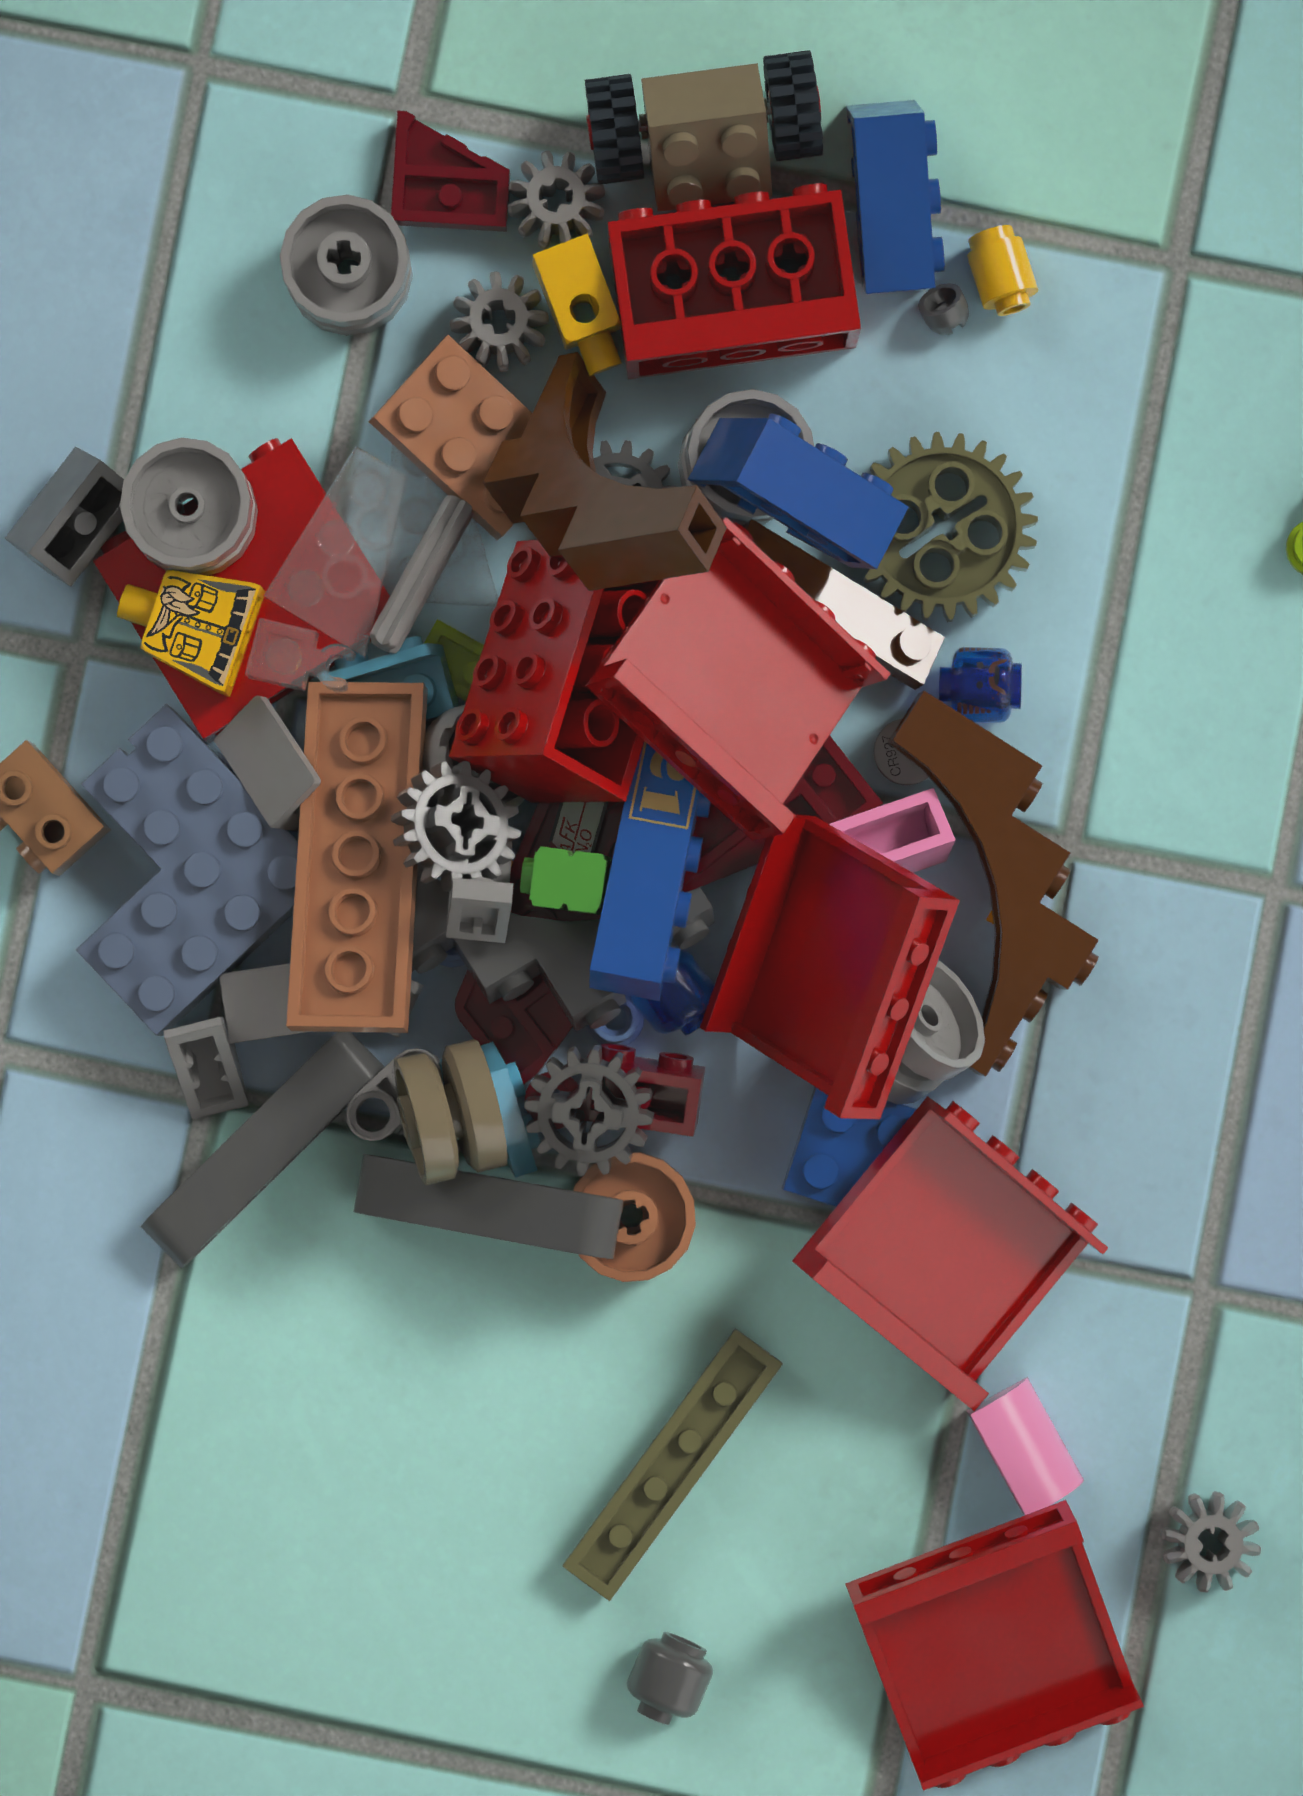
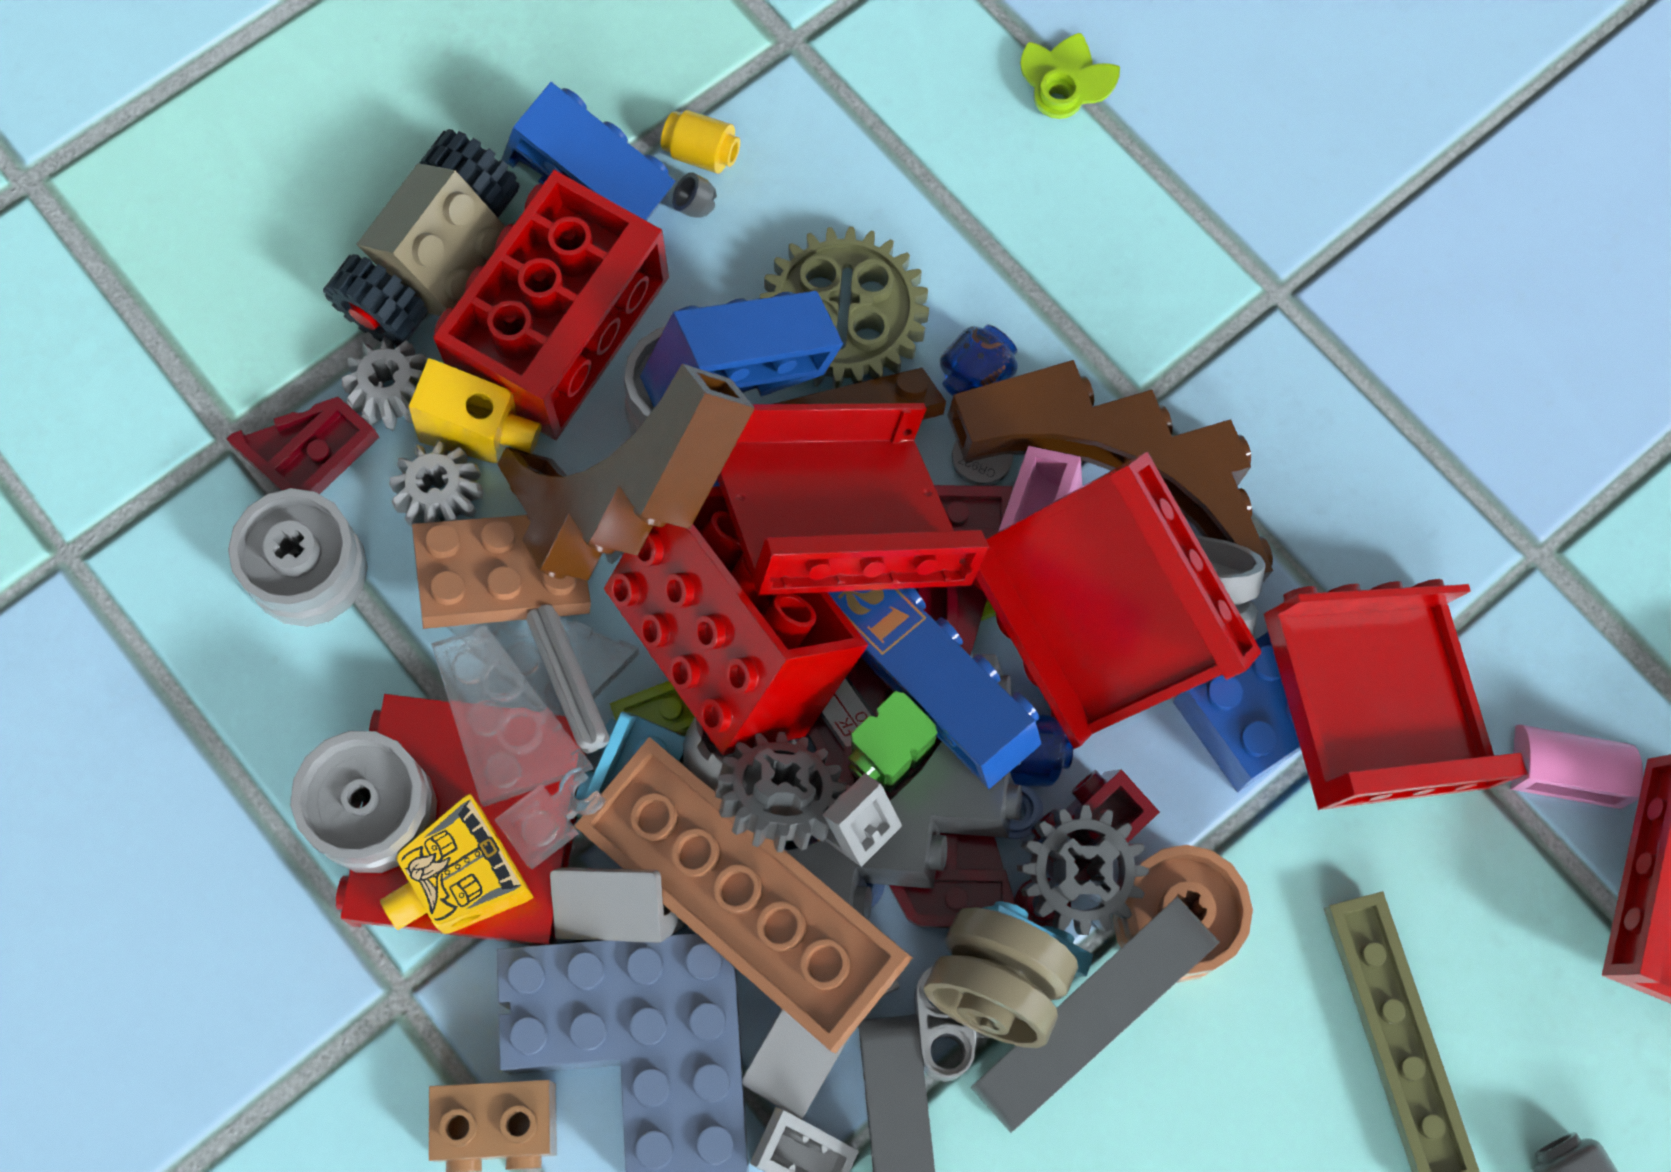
camera: 55 degrees left, 15 degrees down
(70, 517) = (294, 908): dark grey brick -> none

